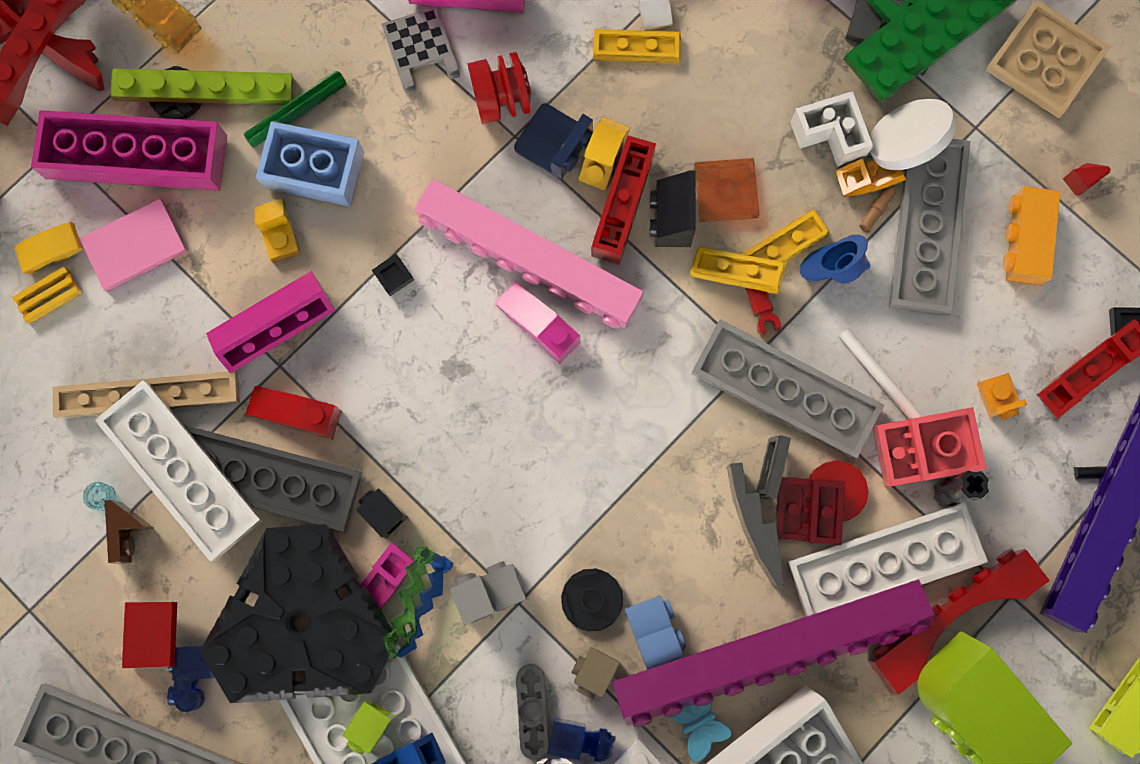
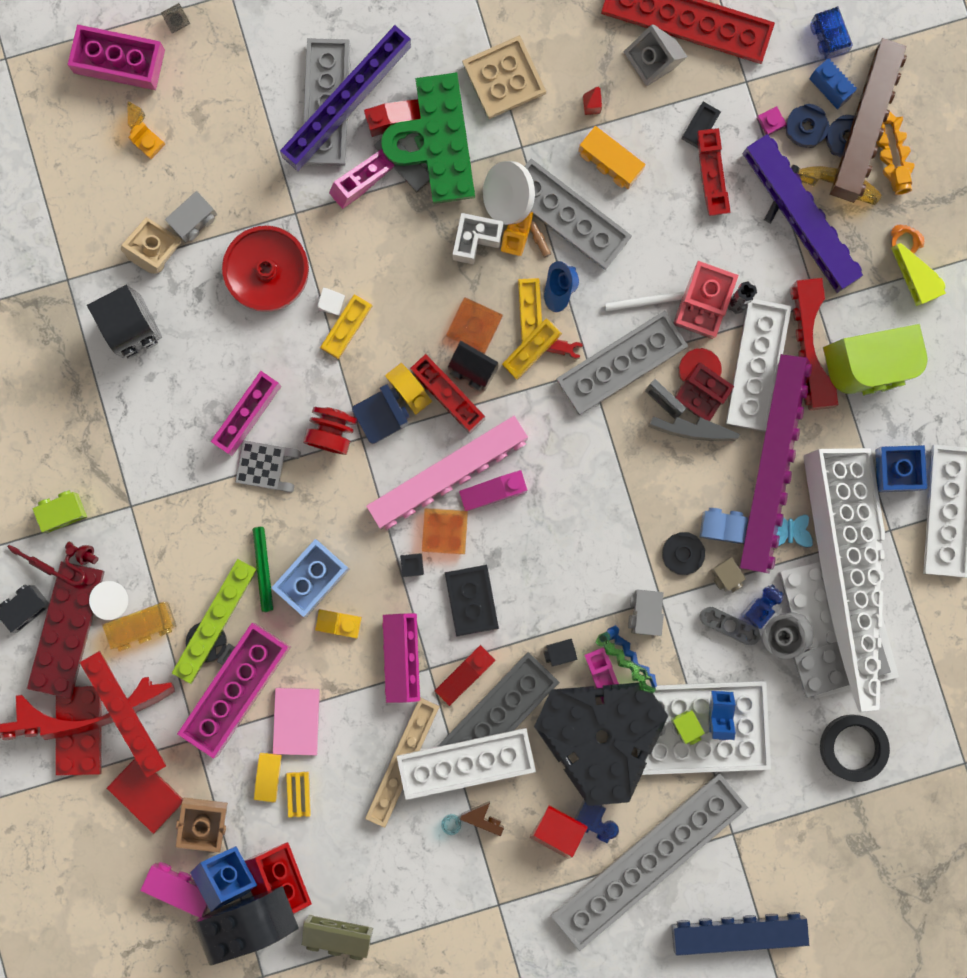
camera: 65 degrees left, 5 degrees up
(389, 370) = (471, 600): none -> black tile
(455, 290) = (444, 531): none -> clear orange plate
(1000, 397) = (698, 237): light orange bracket -> none

